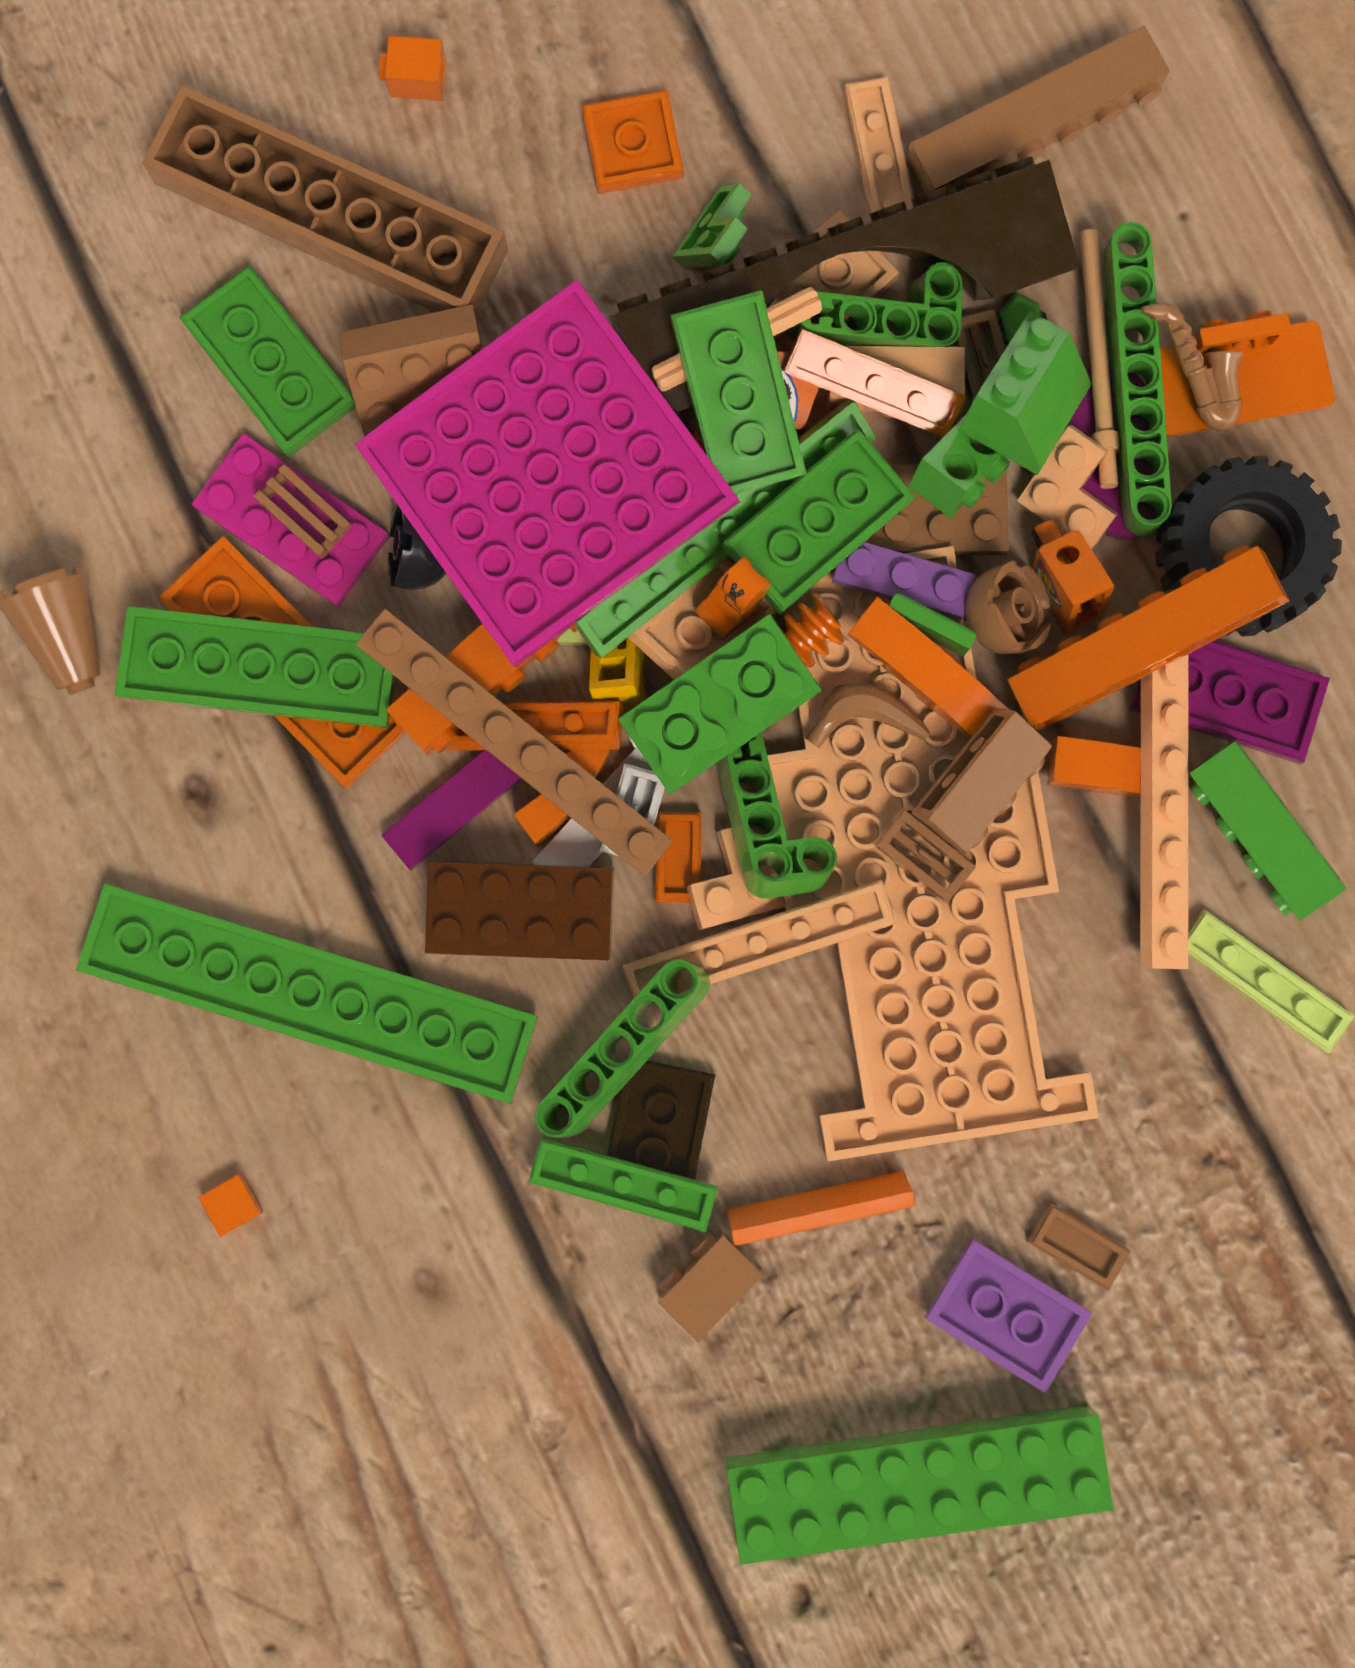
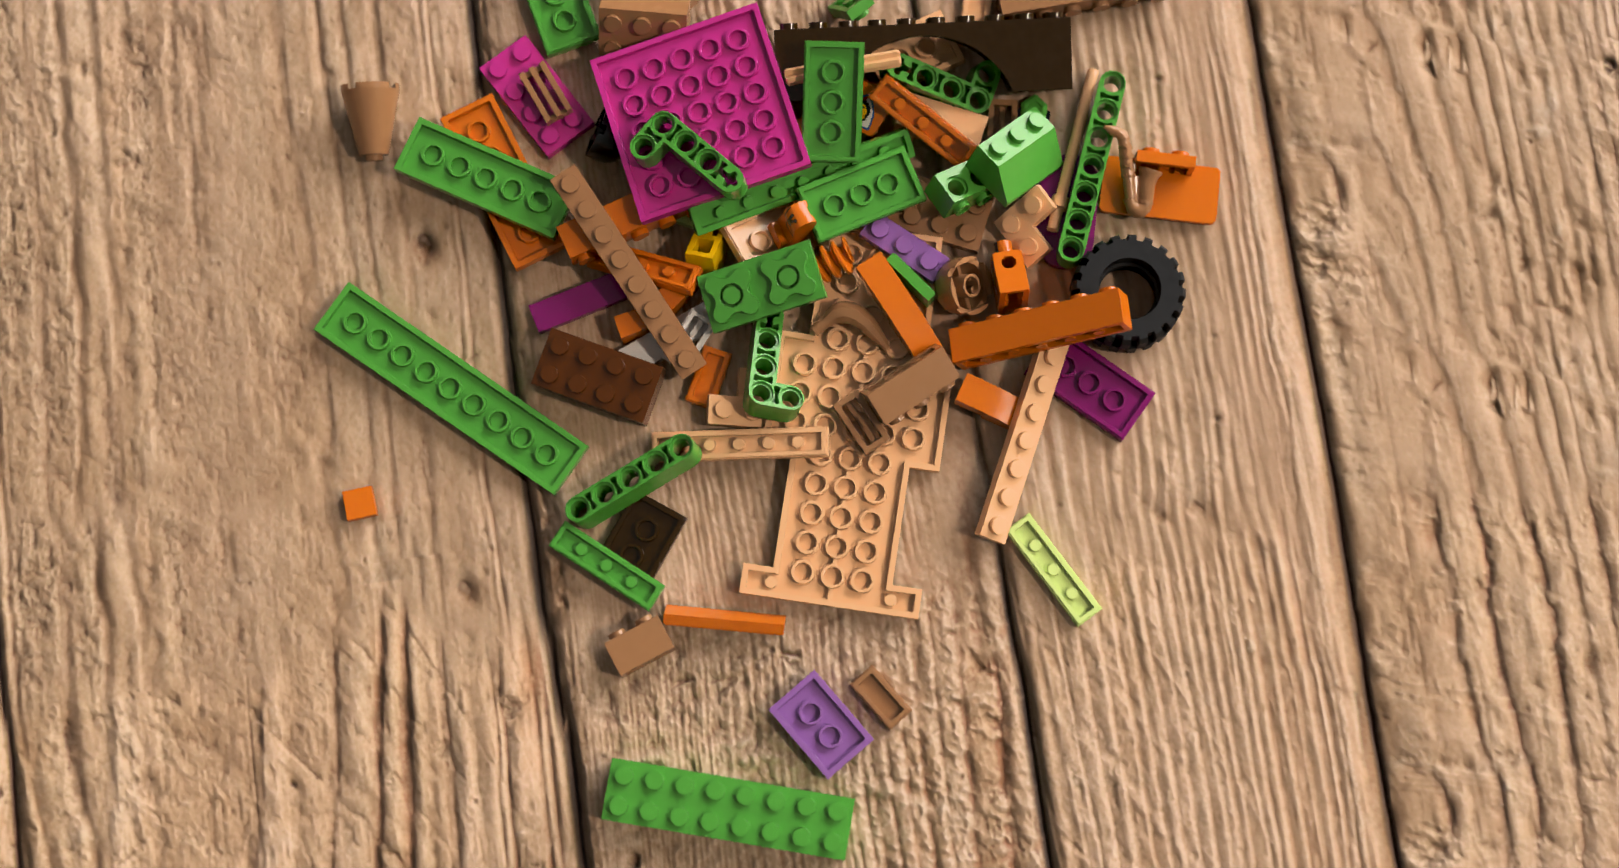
camera: 20 degrees right, 5 degrees down
(561, 547) = (694, 159): none -> bright green beam
(1267, 831) = (1082, 473): bright green brick -> none

